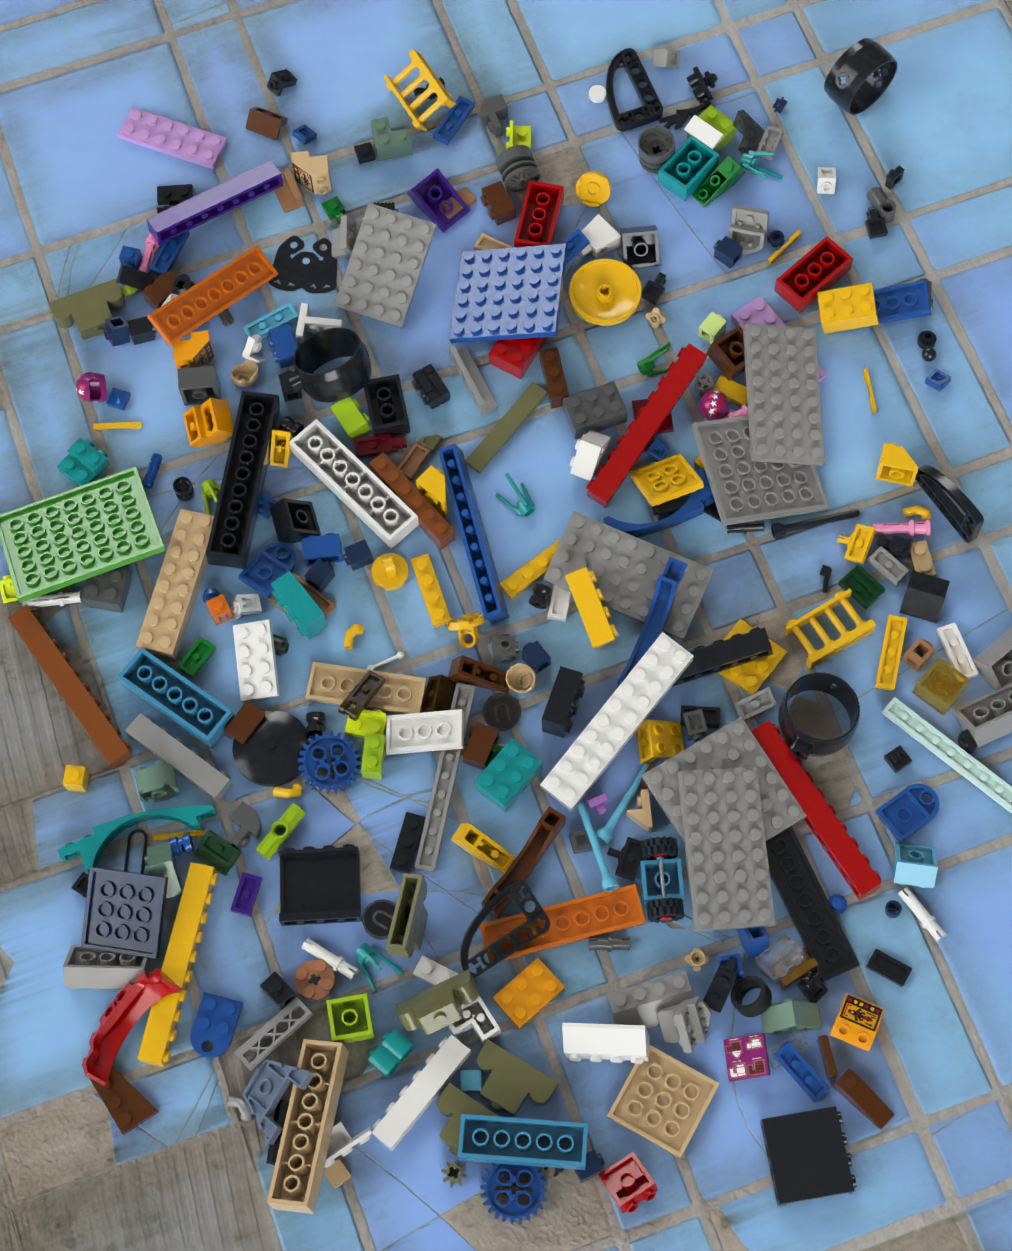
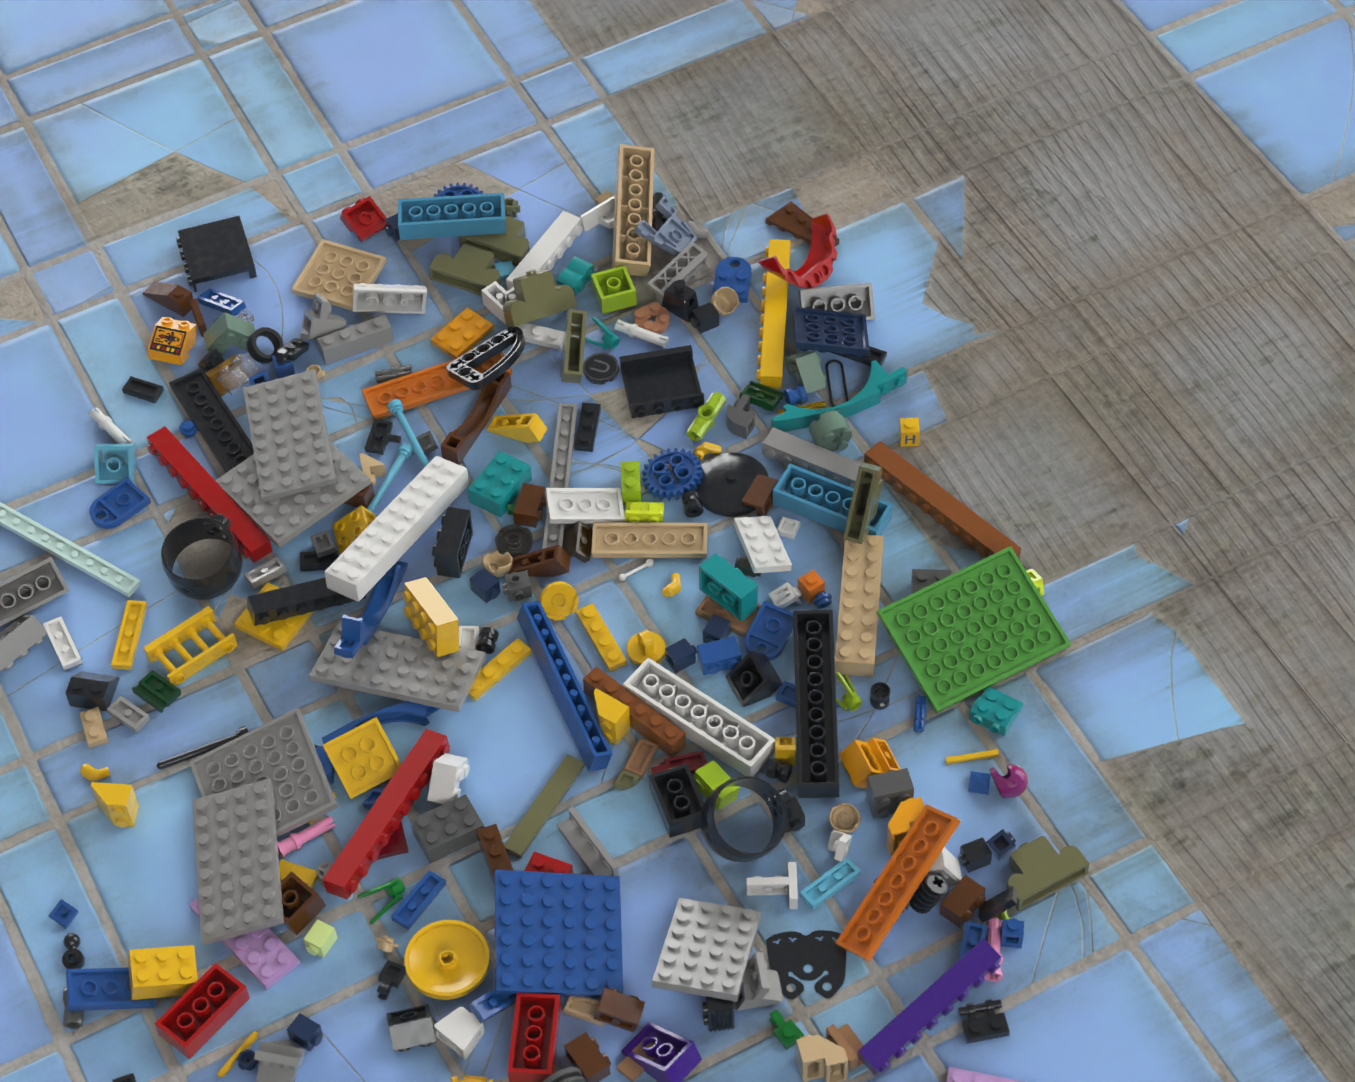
camera: 170 degrees right, 15 degrees down
(143, 651) = (863, 502): none -> olive brick
(196, 657) = (823, 546): green plate -> none
(226, 688) = (788, 528): none -> white tile
(231, 985) = (725, 300): none -> tan hair
(246, 894) = (727, 369): dark purple plate -> none
(256, 967) = (705, 317): none -> black brick
(284, 344) = (808, 857): blue brick -> none
(362, 695) = (649, 521): dark brown plate -> none
(431, 386) = (633, 833): black brick -> none
(467, 234) = (619, 1009): none -> reddish brown brick
(524, 505) = (515, 725): teal plant -> none
(597, 802) = (411, 471): medium lavender tile -> none
(625, 352) = (418, 900): none -> blue plate
(662, 879) = (347, 411): brick -> none
(713, 405) = (315, 847): magenta helmet -> none
(746, 1057) = (268, 309): magenta tile -> none
(826, 572) = (194, 702): black hand -> none
(858, 543) = (159, 729): yellow plate -> none
(869, 387) = (143, 906): yellow piece -> none
(891, 909) = (138, 427): dark blue hinge -> none
(897, 759) = (127, 548): black tile -> none
(898, 546) = (118, 731): black plate -> none
(911, 528) = (103, 753): bright pink pin -> none
(913, 659) = (101, 634): medium nougat brick -> none
(933, 484) = (59, 769): black beam -> none
(941, 686) = (80, 604): clear yellow brick -> none
(967, 742) = (60, 563): black plate -> none

